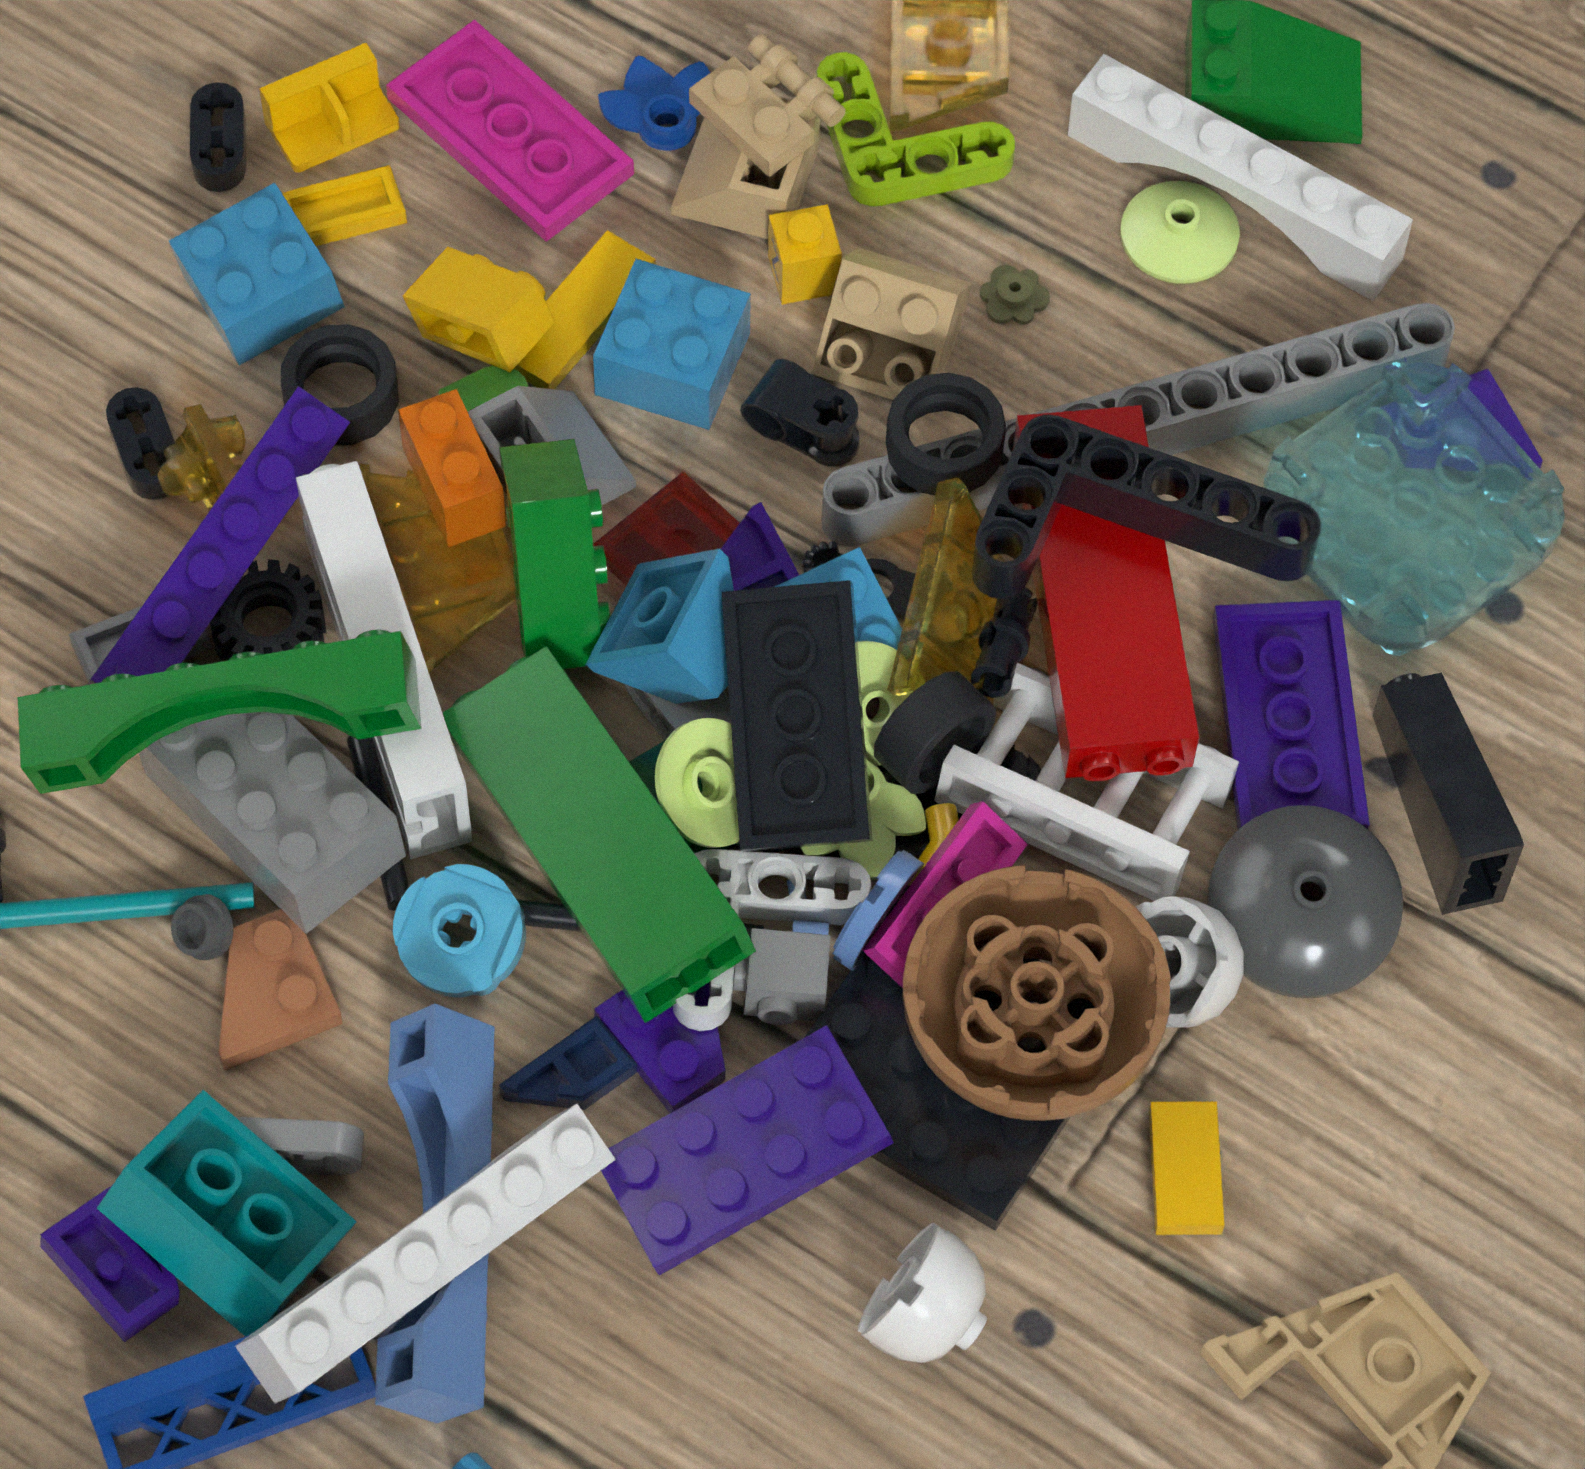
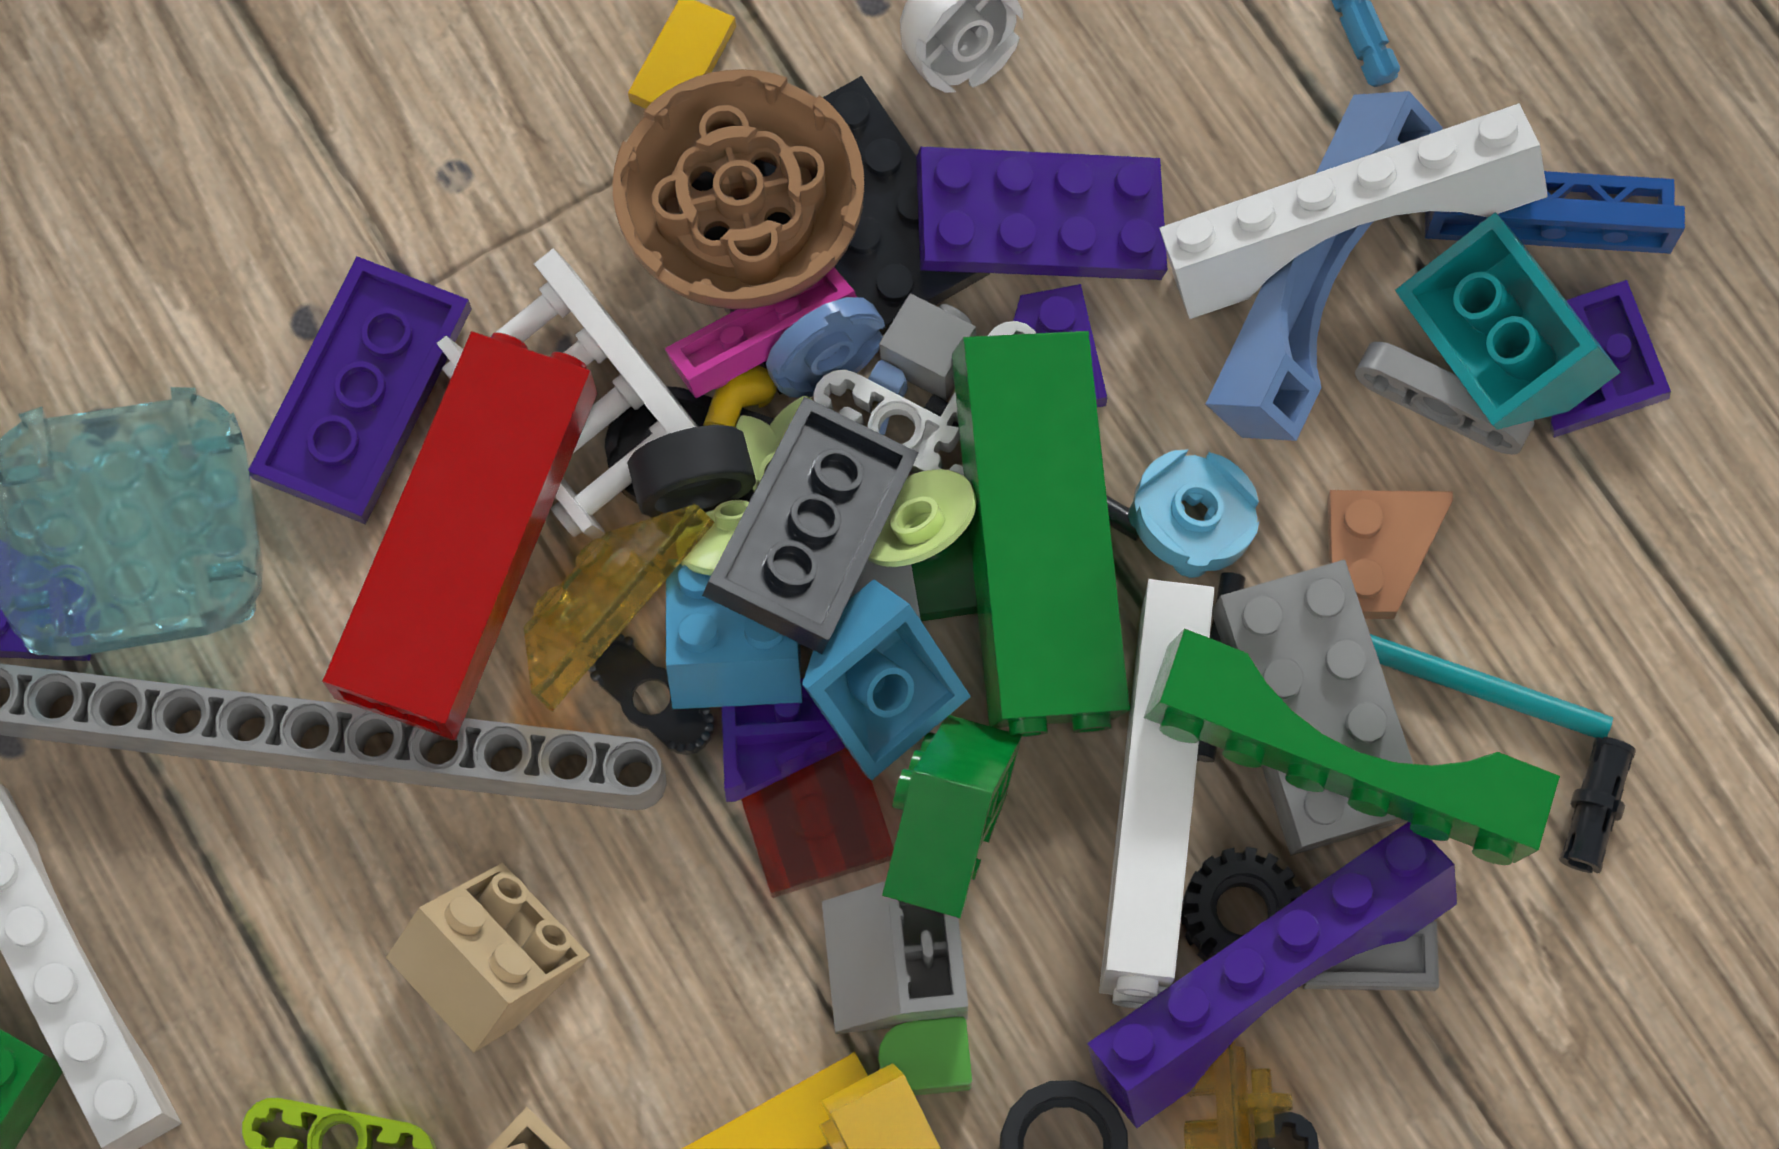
camera: 150 degrees left, 10 degrees up
(202, 927) = (1423, 622): dark grey plate -> none
(444, 587) = (1048, 909): clear yellow wing -> none
(452, 468) = (1004, 958): orange brick -> none
(572, 1071) = (1148, 360): dark blue tile -> none
(672, 344) = (713, 1030): dark azure brick -> none
(801, 411) = (631, 905): black piece -> none
(803, 253) = (529, 1074): yellow brick -> none
(951, 394) = (494, 718): black tyre -> none
(1003, 644) = (579, 532): black pin -> none
(1013, 295) = (343, 975): olive plant -> none
(1133, 503) = (395, 565): black beam -> none
(1178, 250) = (173, 952): yellowish green dish -> none
(1201, 958) = (577, 192): white cylinder -> none
(1298, 943) = (457, 244): dark grey dish -> none
(1447, 793) = (273, 247): black slope -> none

